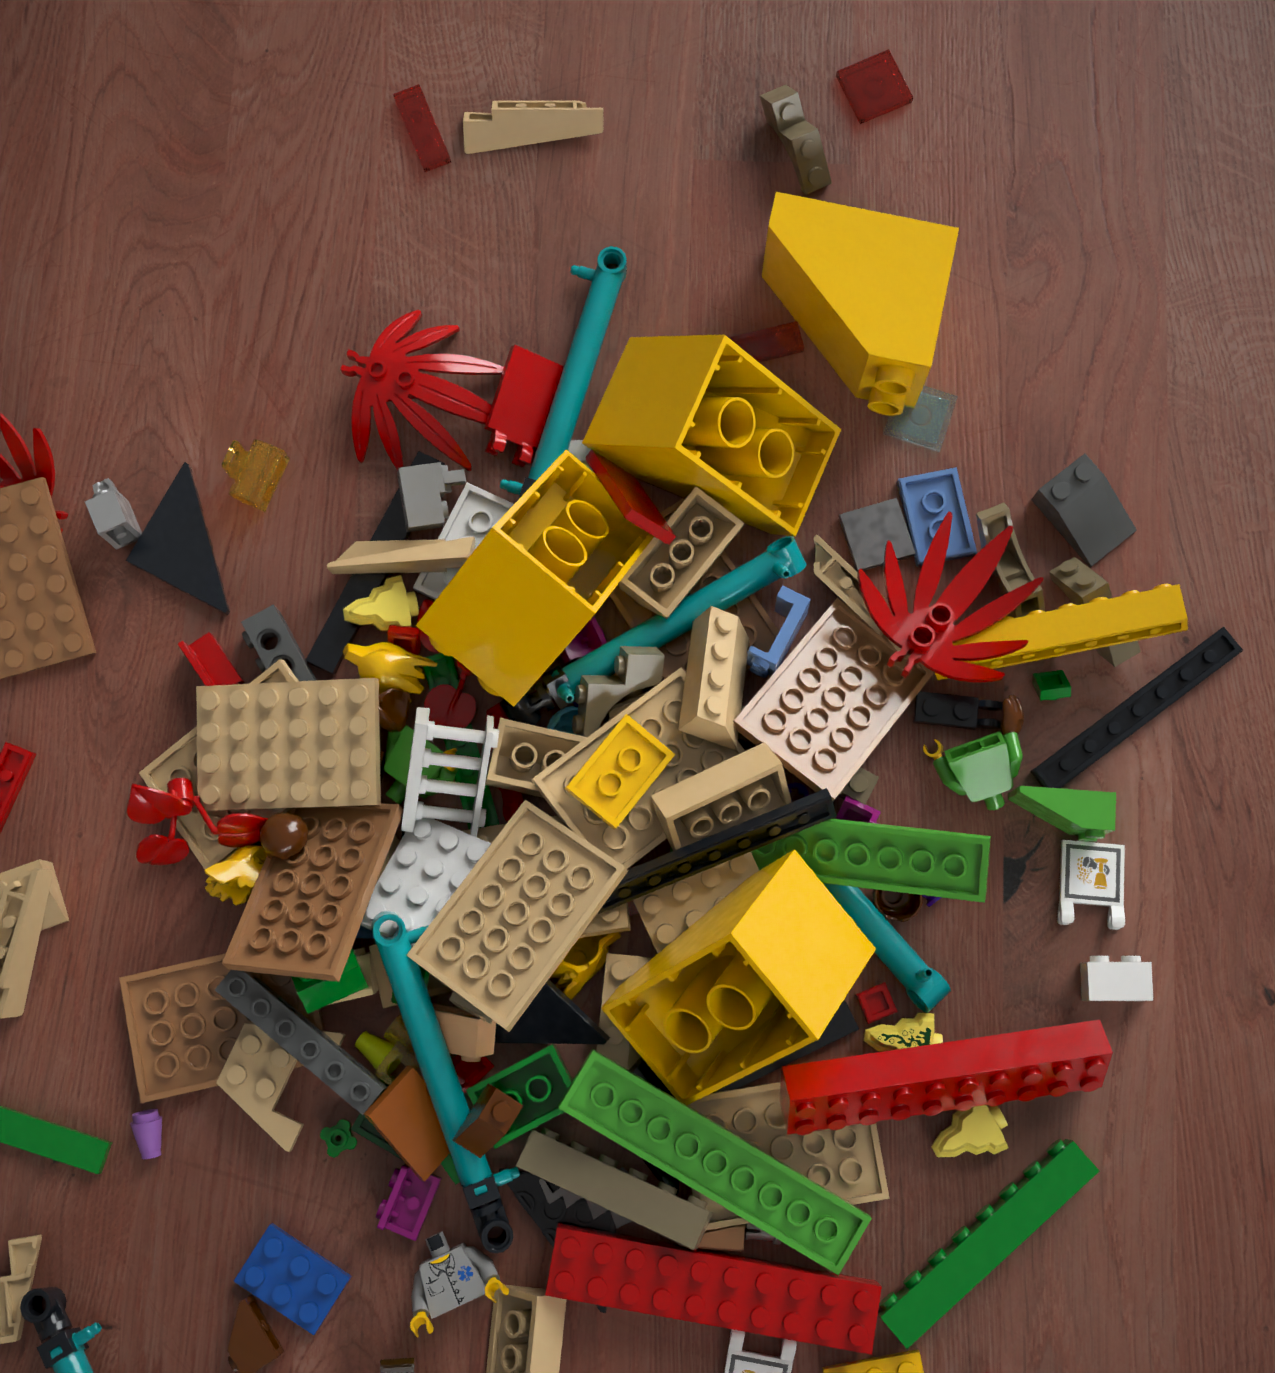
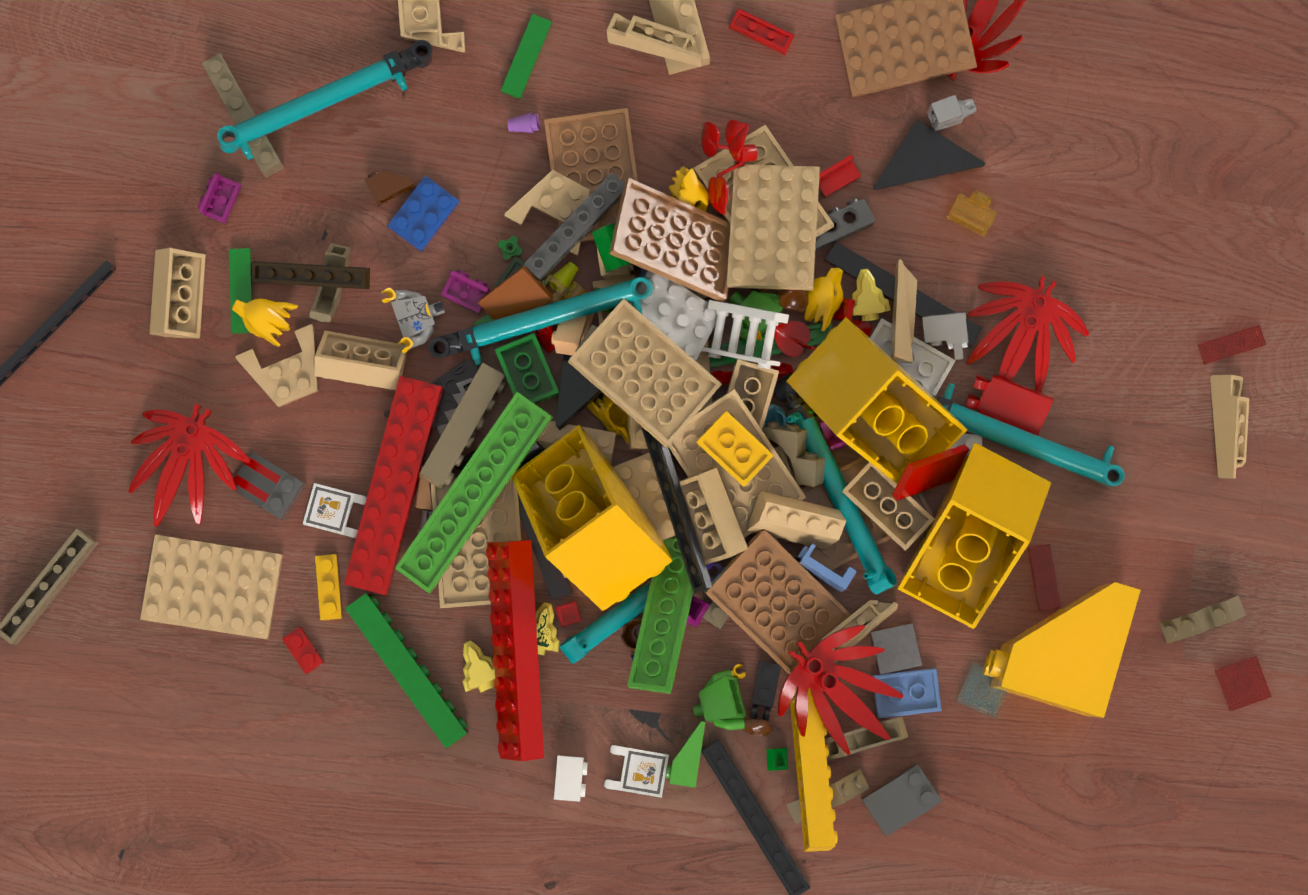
camera: 90 degrees right, 5 degrees up
(283, 835) = (711, 221): reddish brown hair -> none
(487, 1121) = (512, 345): reddish brown slope -> none

